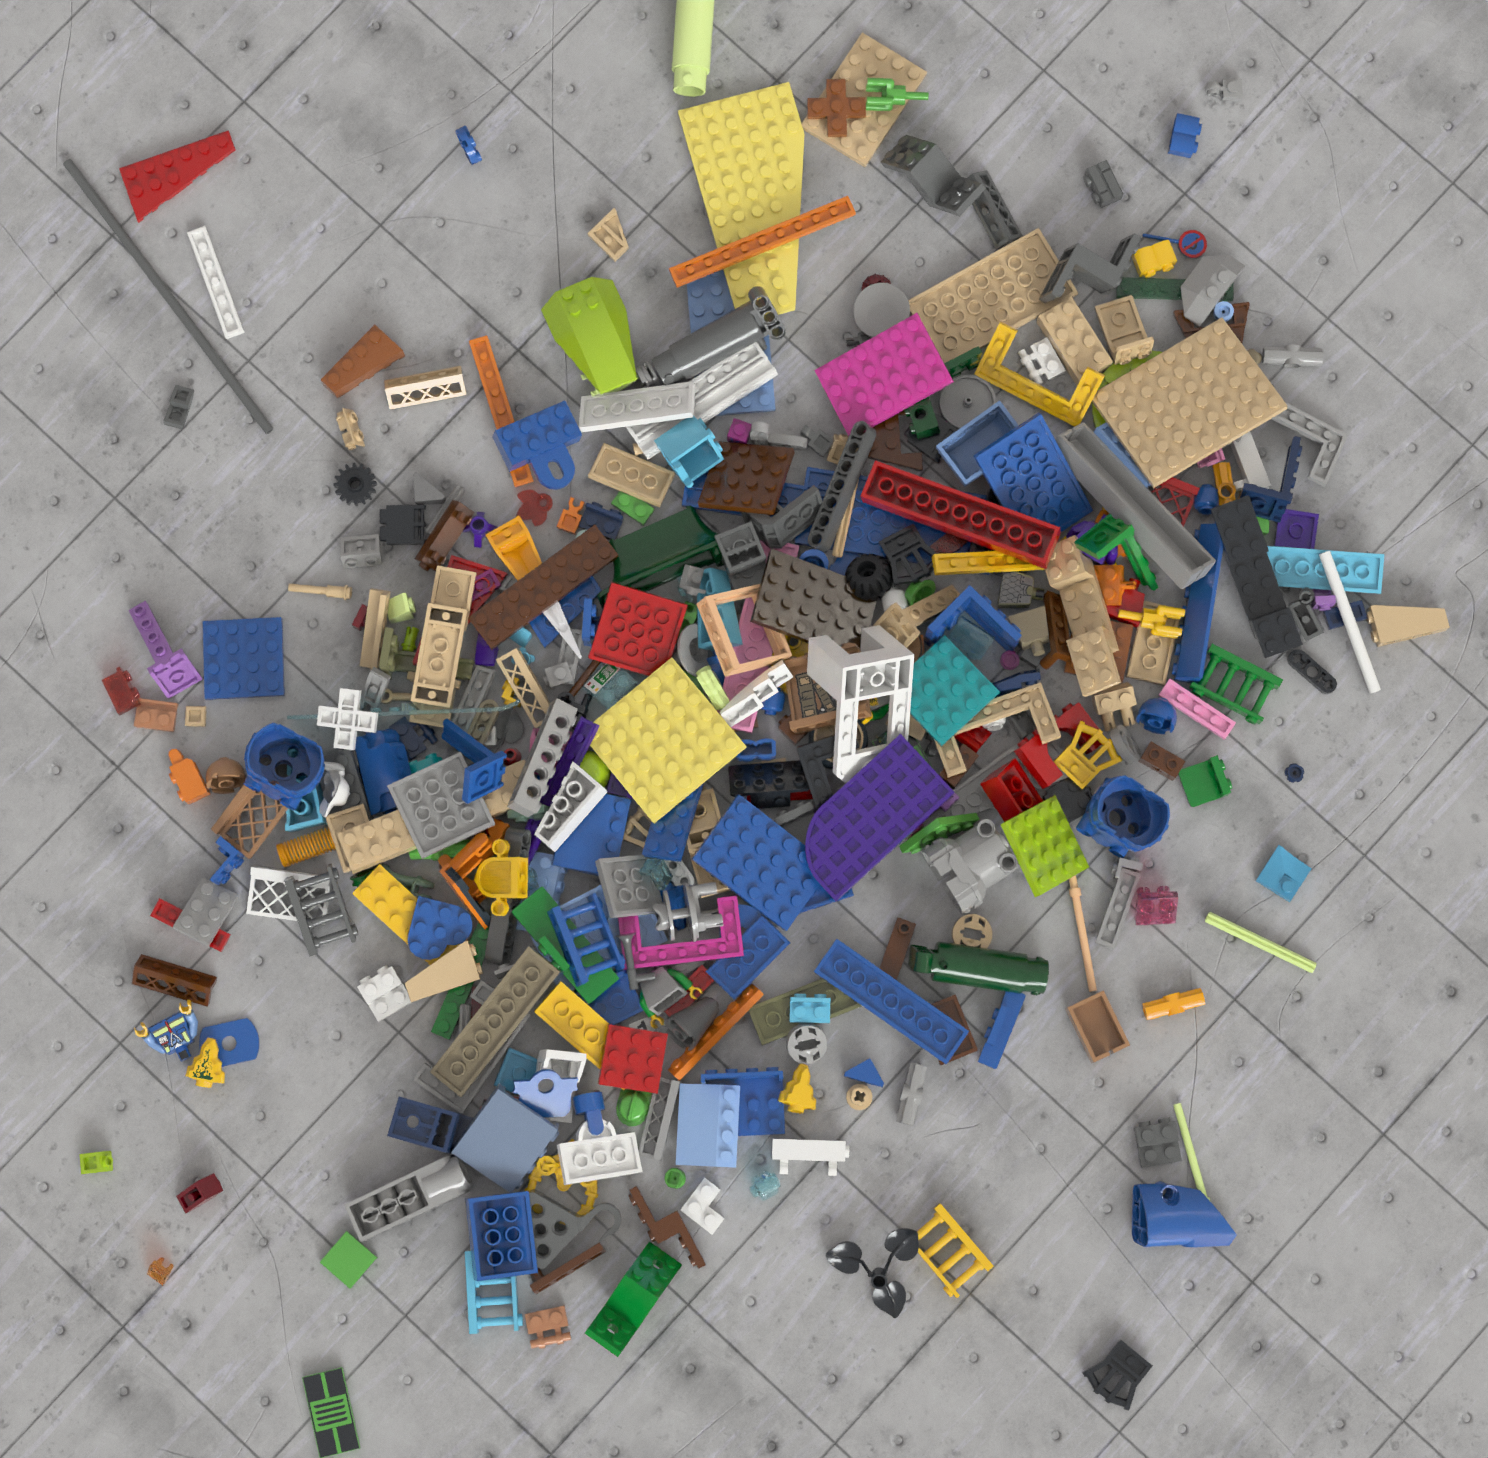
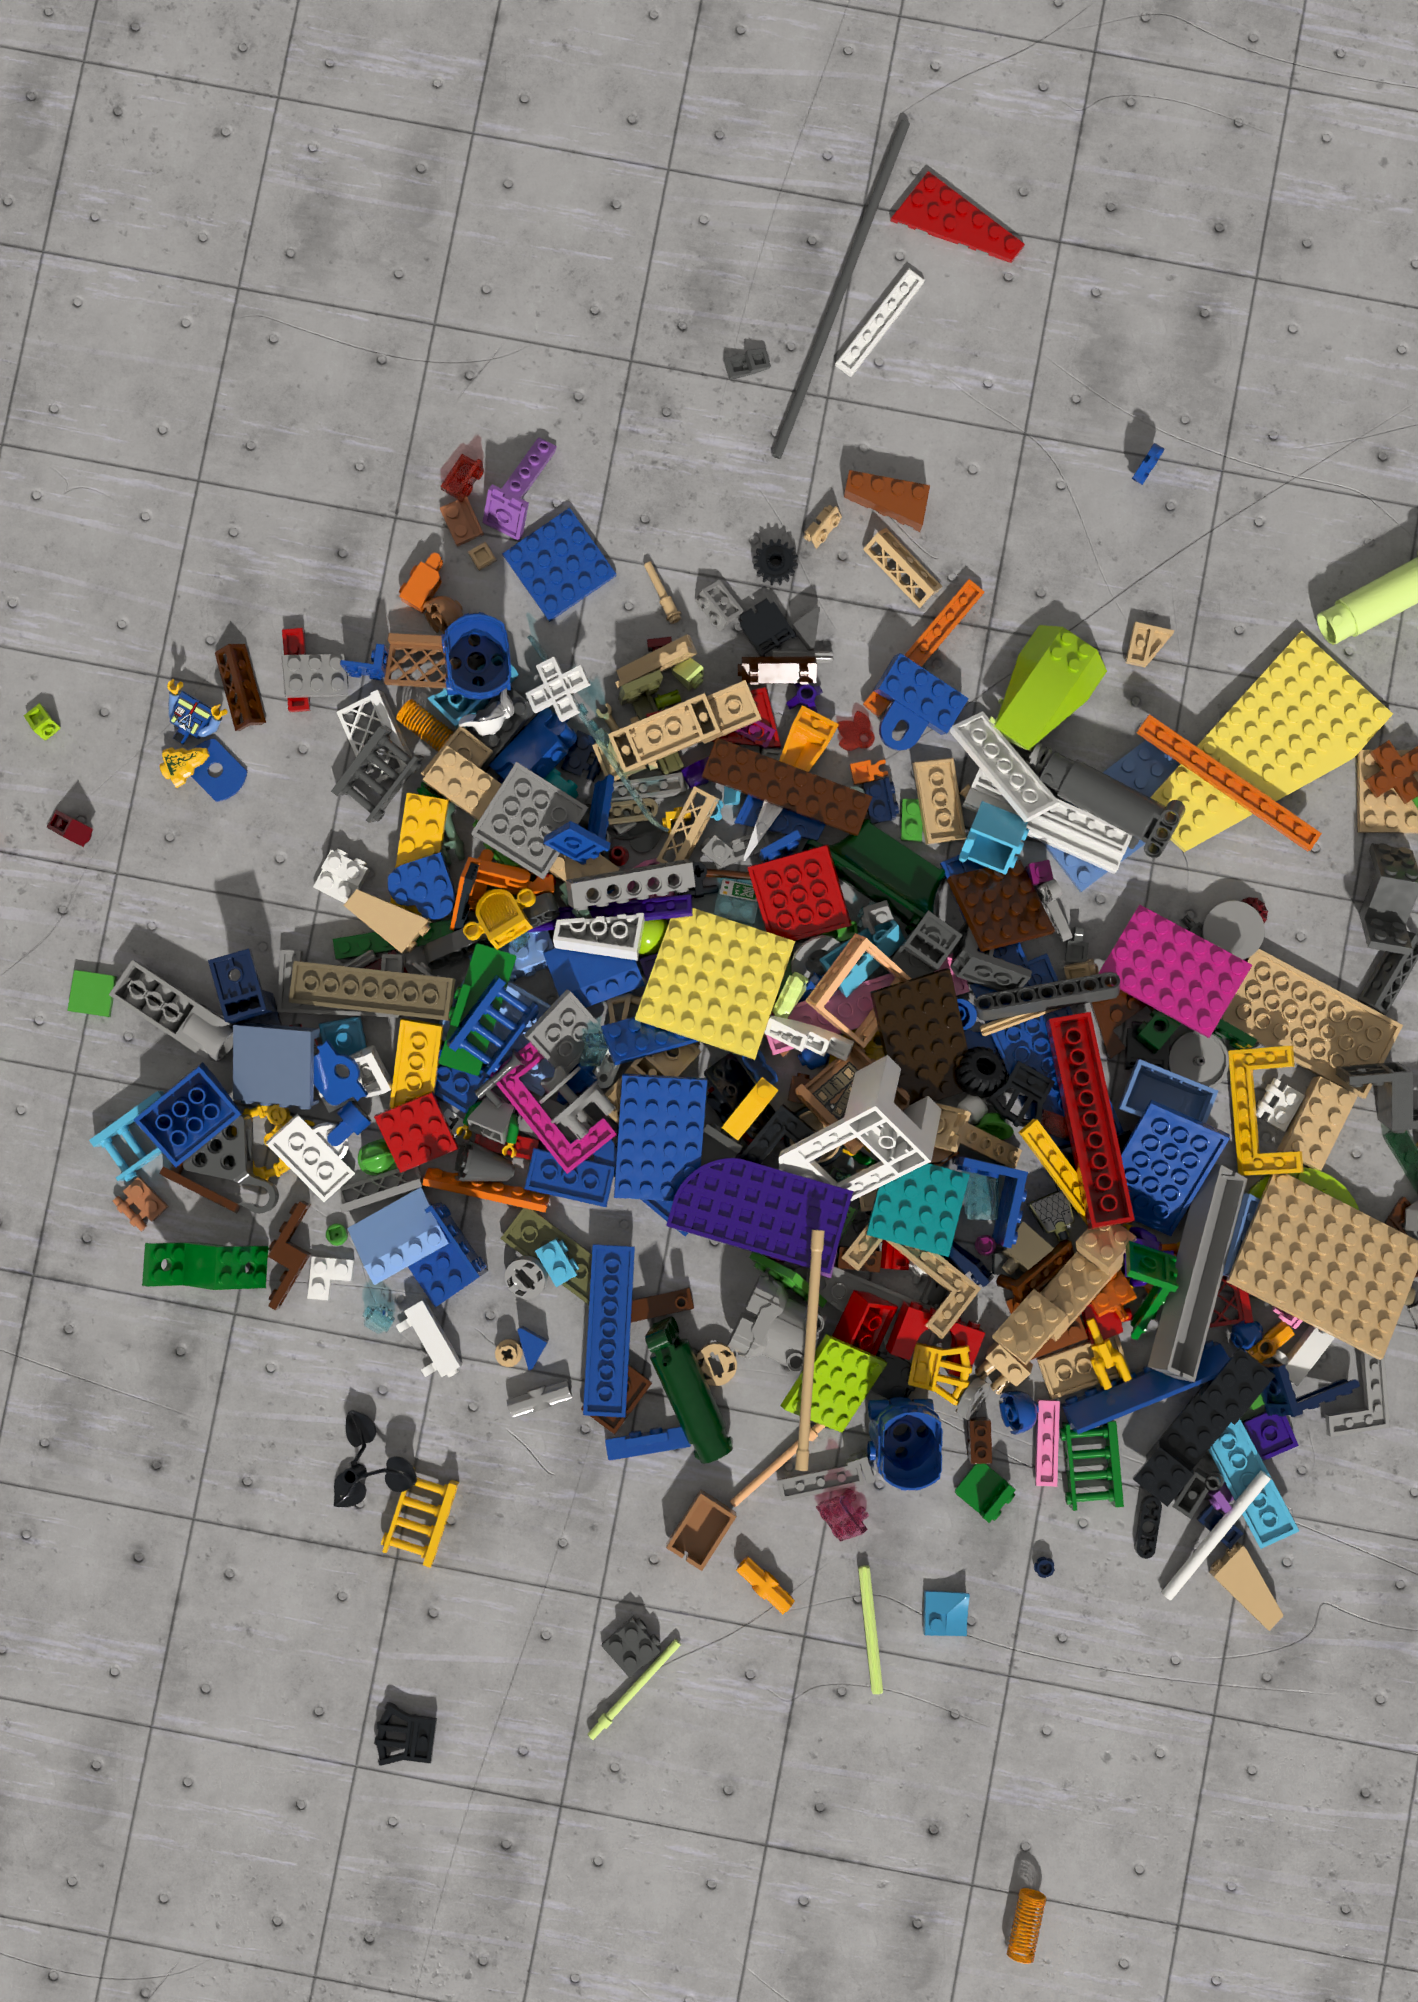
camera: 55 degrees right, 5 degrees up
(374, 688) = (601, 695): light grey hinge -> none
(783, 775) = (750, 1108): none -> yellow slope
(798, 1091) = (479, 1296): yellow rock -> none
(1081, 899) = (802, 1451): none -> tan piece
(1124, 330) = (1356, 1162): tan bracket -> none
(1177, 1218) = (574, 1704): blue panel -> none

